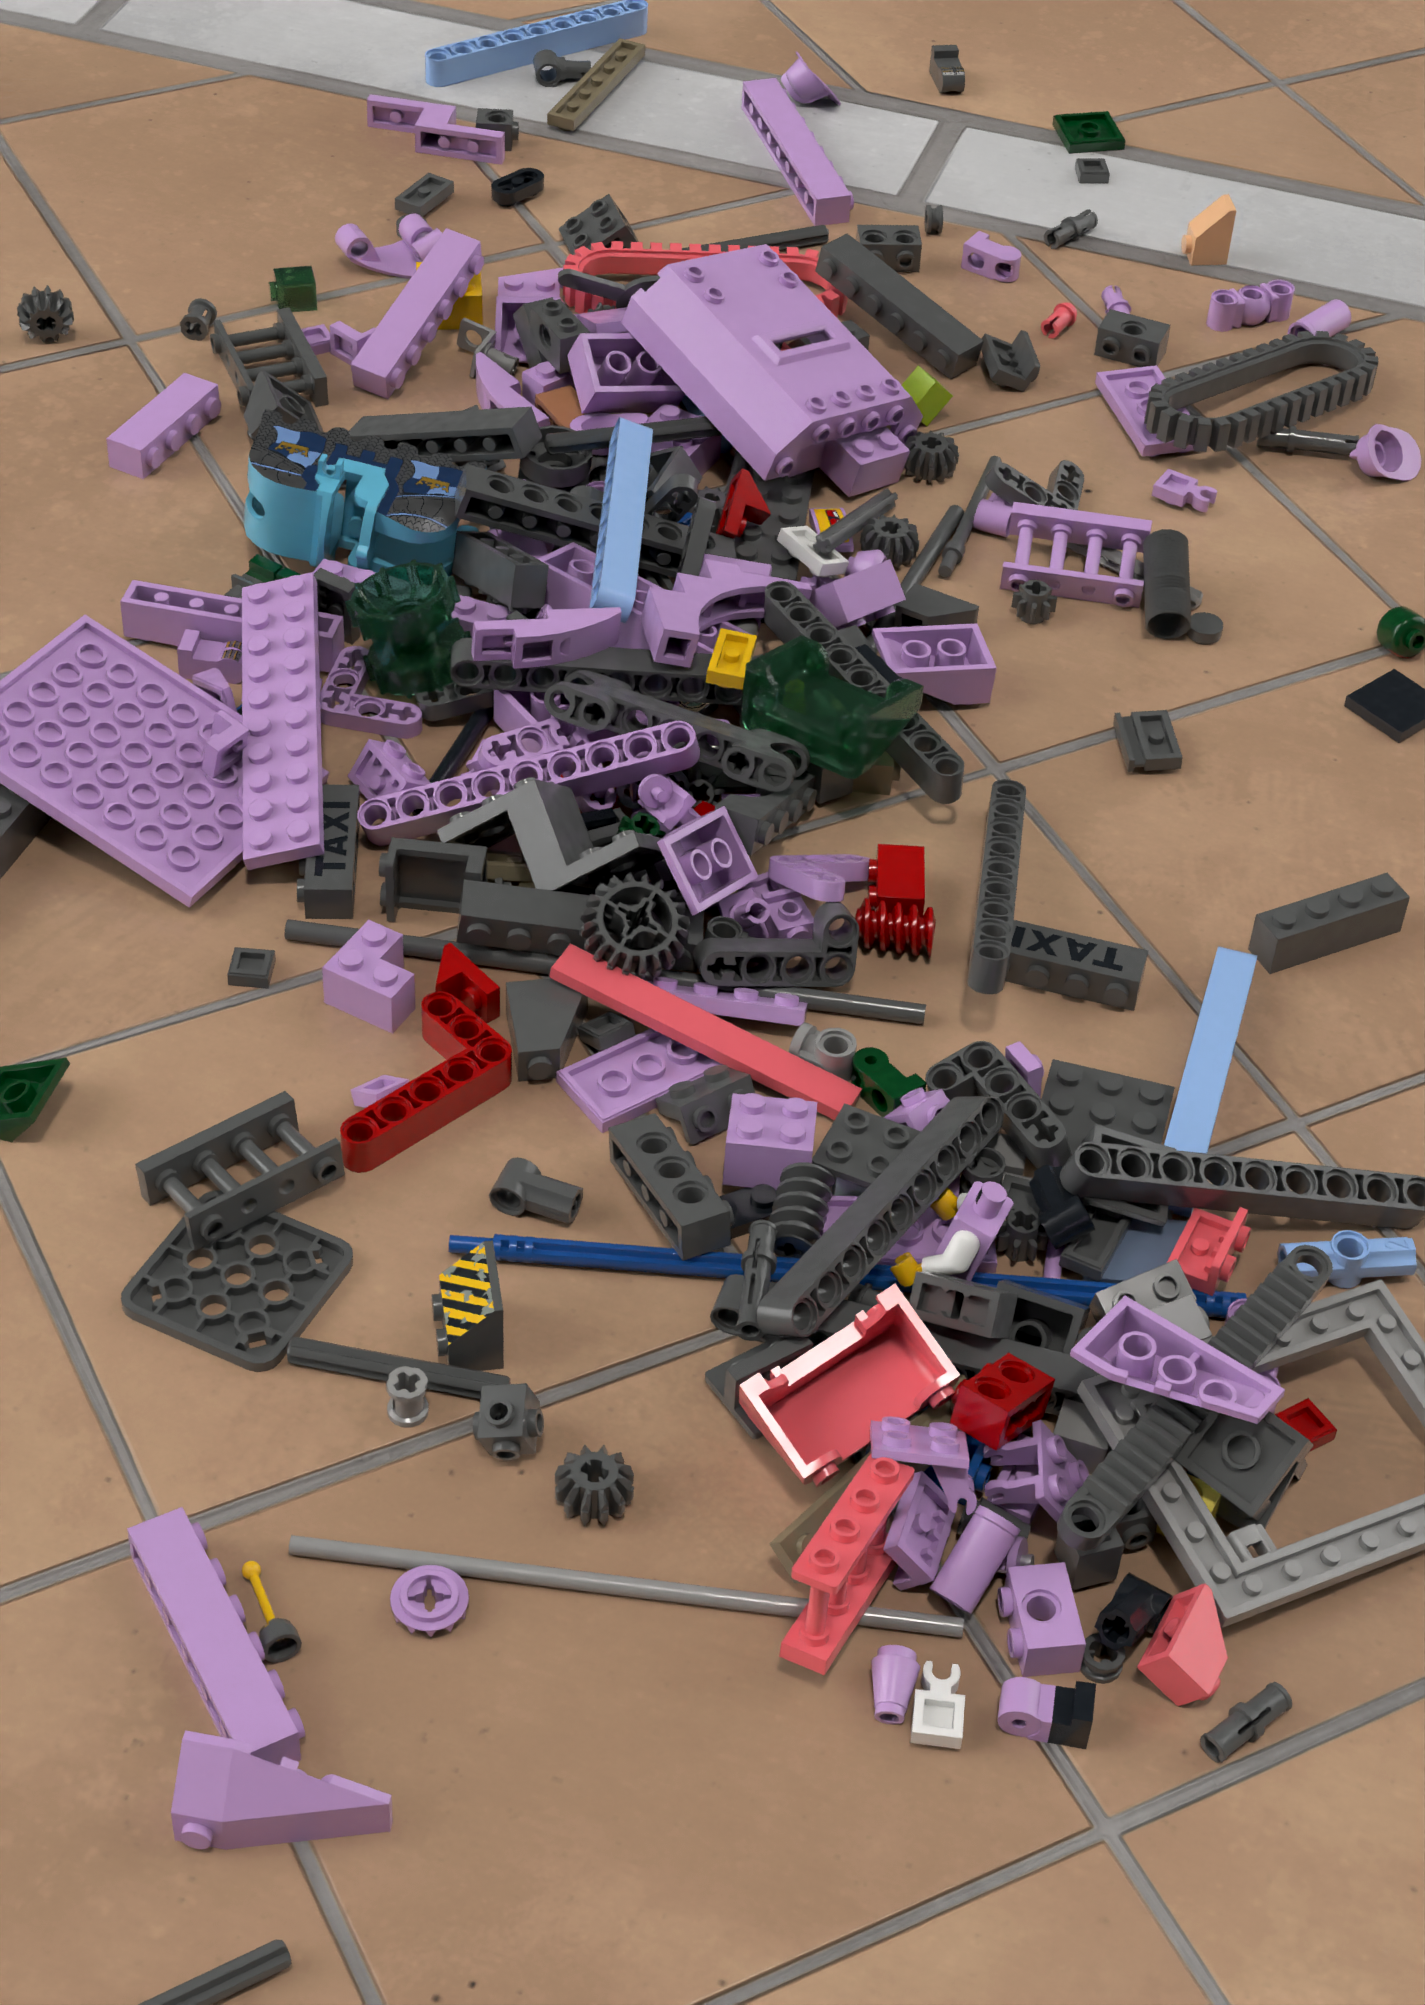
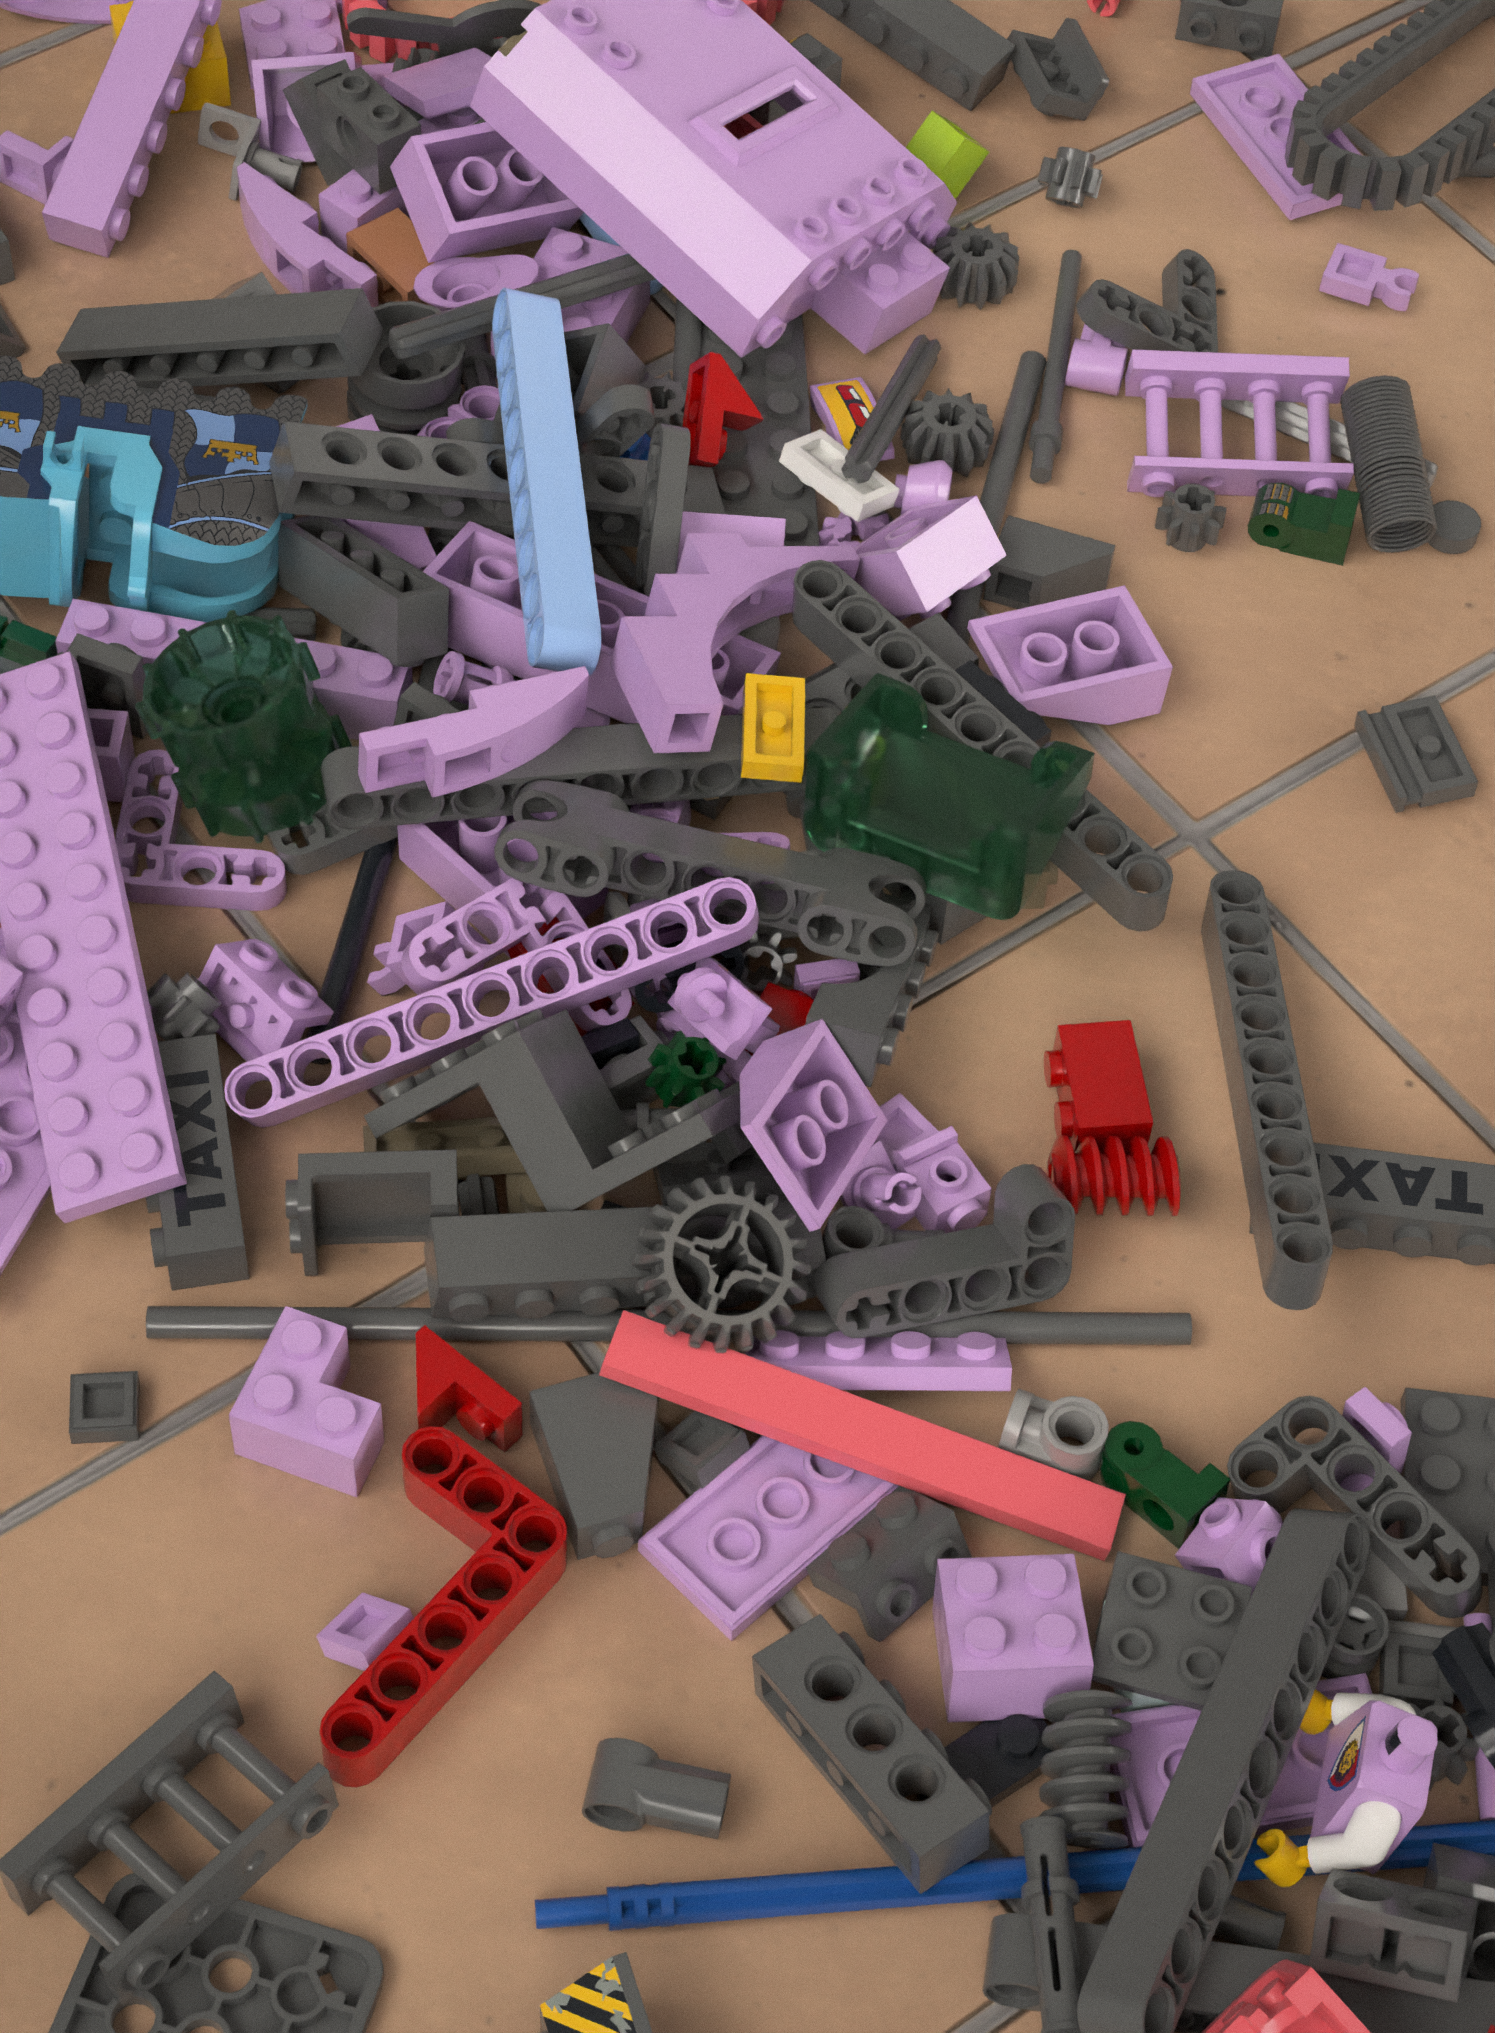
camera: 10 degrees left, 10 degrees up
(342, 769) = (183, 1007): none -> dark grey gear
(818, 875) = (963, 1099): lavender beam -> none
(1003, 416) = (1070, 177): none -> dark grey gear
(1108, 613) = (1303, 522): none -> dark green leg

